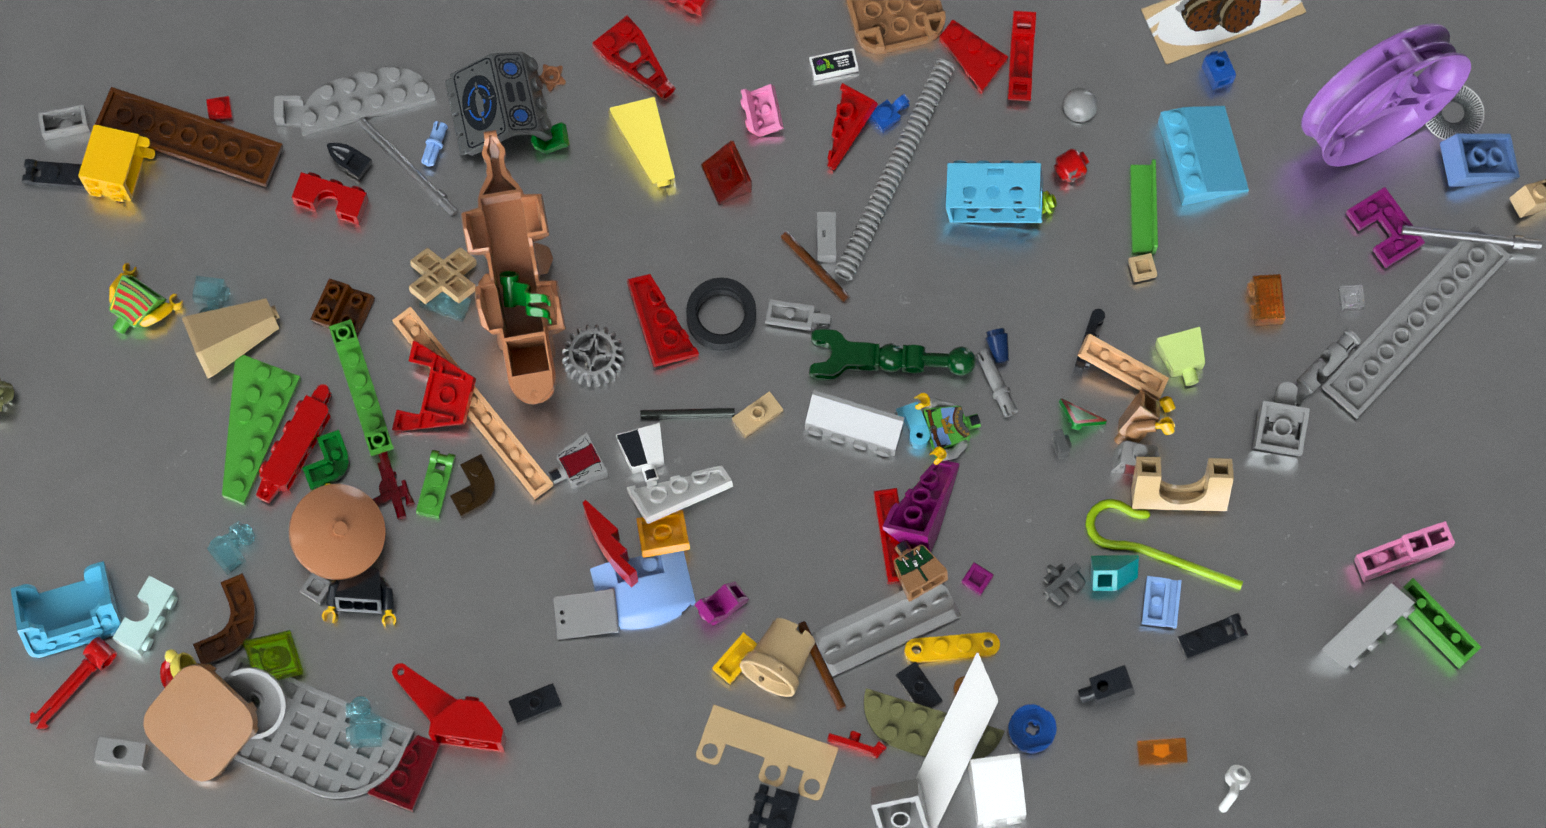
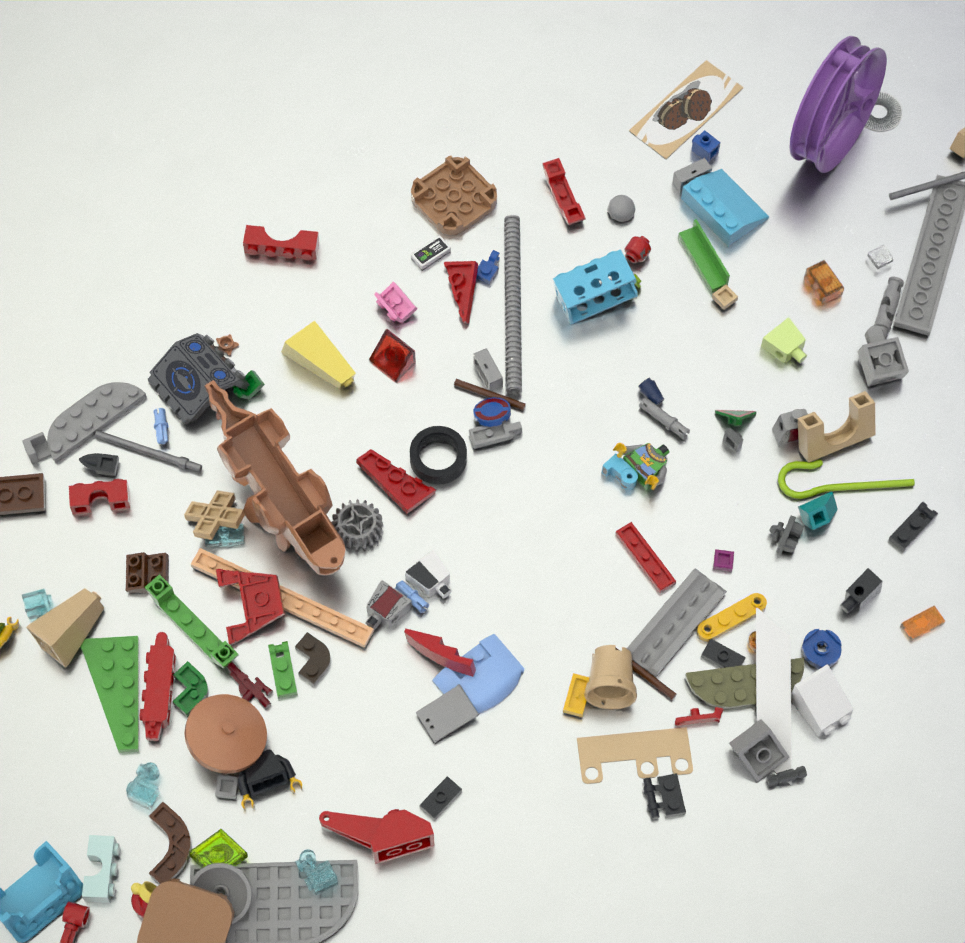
camera: 25 degrees left, 10 degrees down
(407, 781) = (370, 900): dark red wing -> none
(520, 294) = (289, 493): green flag -> none
(613, 465) = (413, 595): none -> light blue axle
(621, 36) = (264, 296): red plate -> none
(663, 535) = (476, 628): light orange plate -> none
(667, 497) = (471, 595): white wing -> none
(687, 413) = (448, 536): pearl dark grey bar -> none
(722, 603) = (546, 659): magenta brick -> none
(757, 414) = (501, 514): tan plate -> none
(805, 290) = (492, 411): none -> blue tile
(854, 423) = (577, 487): slope -> none
(890, 357) = (562, 438): dark green piece -> none
(918, 570) = (679, 570): medium nougat torso -> none
(924, 506) = (658, 528): magenta wedge -> none
(973, 53) = (532, 206): red wing -> none
(1095, 322) = (714, 362): black plate -> none
(1123, 366) = (749, 367): light nougat plate -> none
(1143, 417) = (783, 393): medium nougat torso -> none
(1161, 602) = (864, 518): light blue plate -> none
(1190, 96) = (685, 175): none -> light grey piece
(1385, 209) = (870, 190): magenta plate -> none
(1478, 159) = (914, 132): medium blue slope -> none

